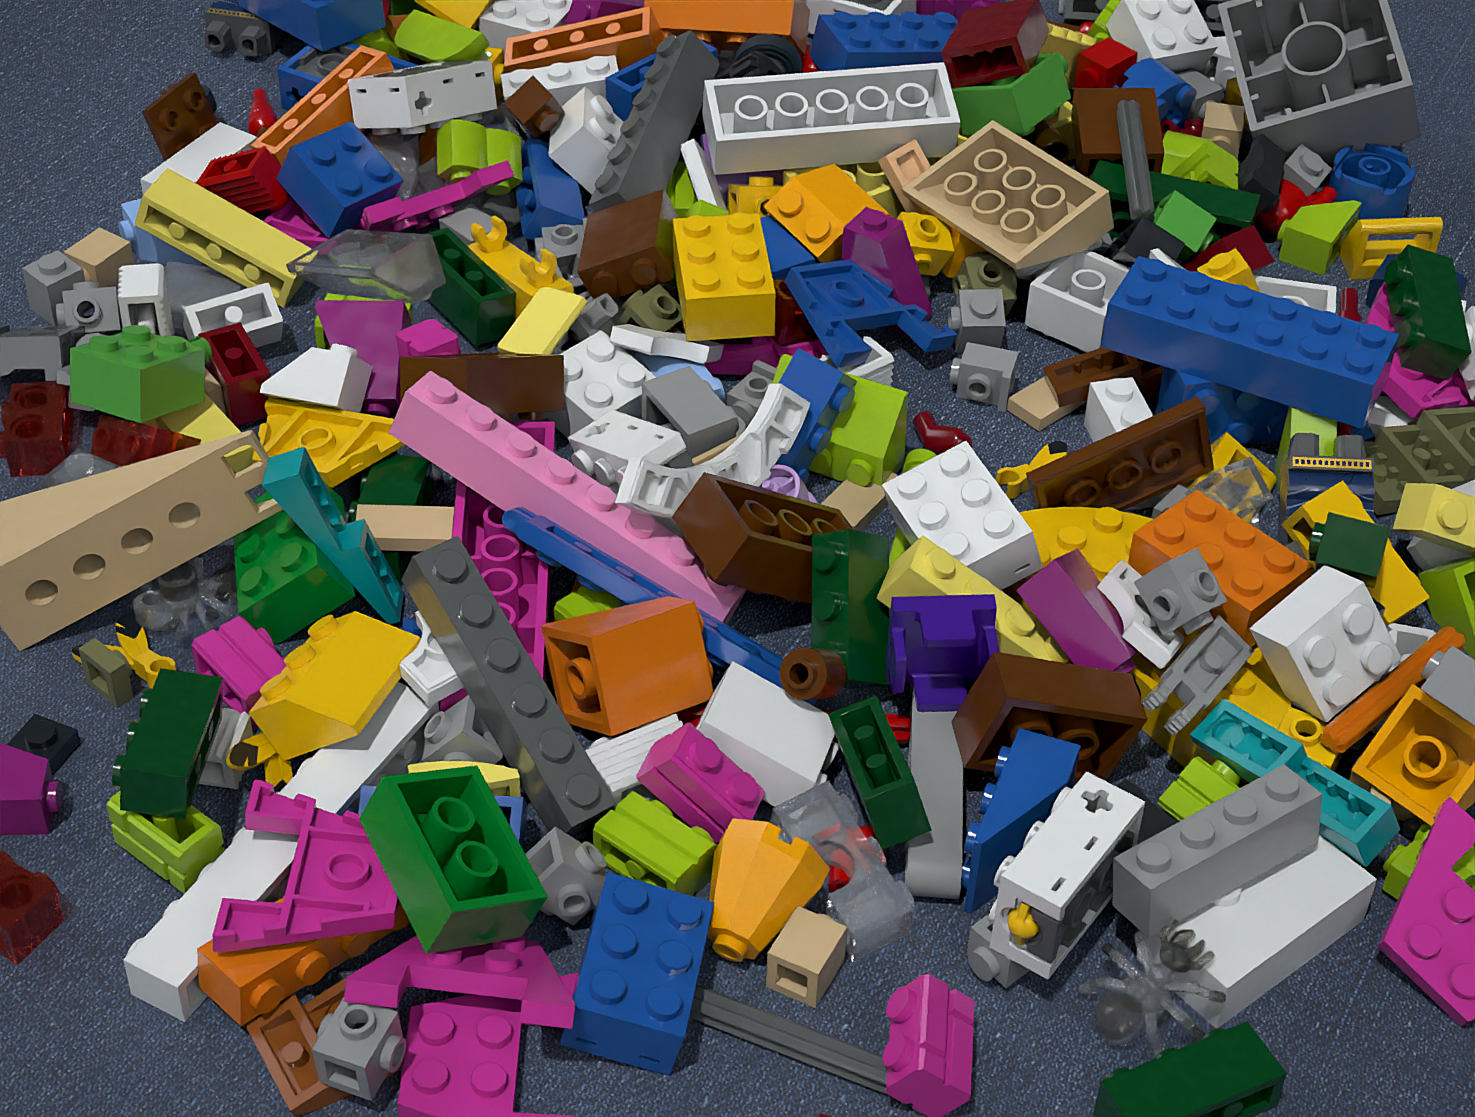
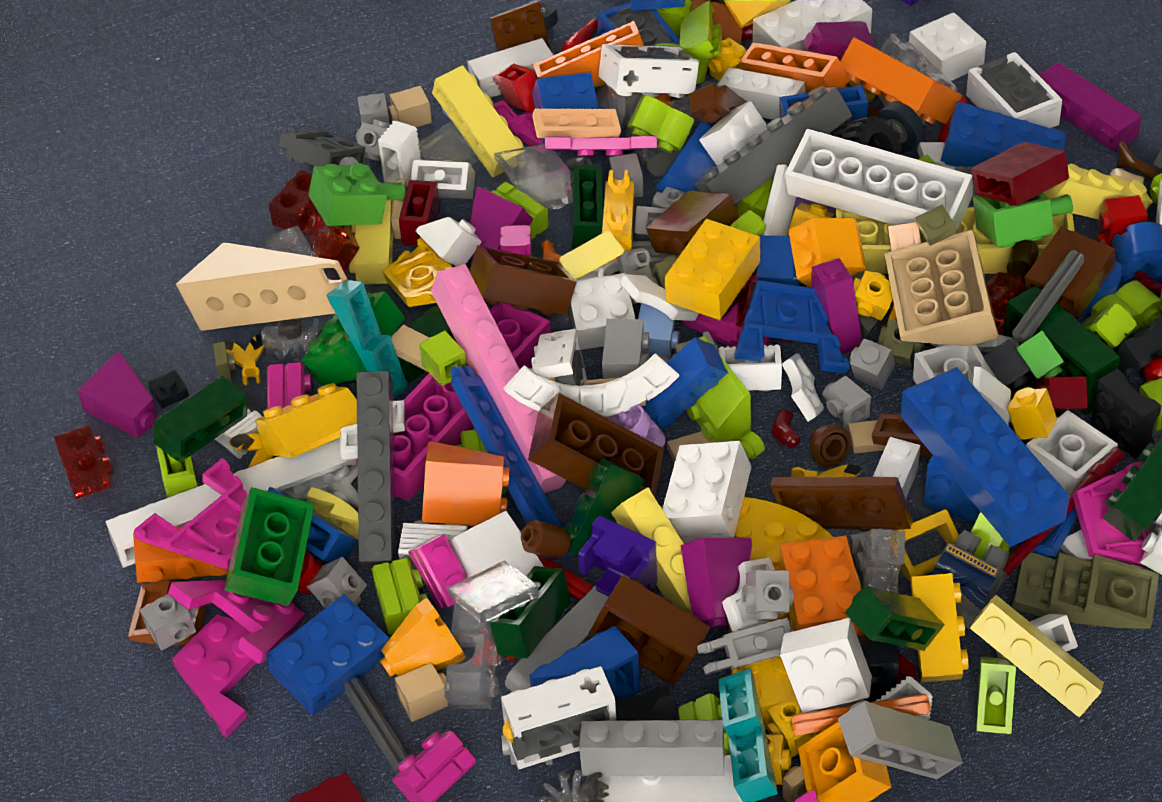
camera: 40 degrees right, 5 degrees up
(379, 183) = (576, 123): none -> light nougat plate
(466, 511) = (440, 355): none -> lime brick
(824, 763) = (493, 591): none -> clear tile
(929, 380) = (803, 387): none -> white tile
(949, 129) = (936, 225): none -> olive plate
(1011, 427) = (830, 445): none -> reddish brown brick
(1305, 248) = (1124, 413): none -> black brick

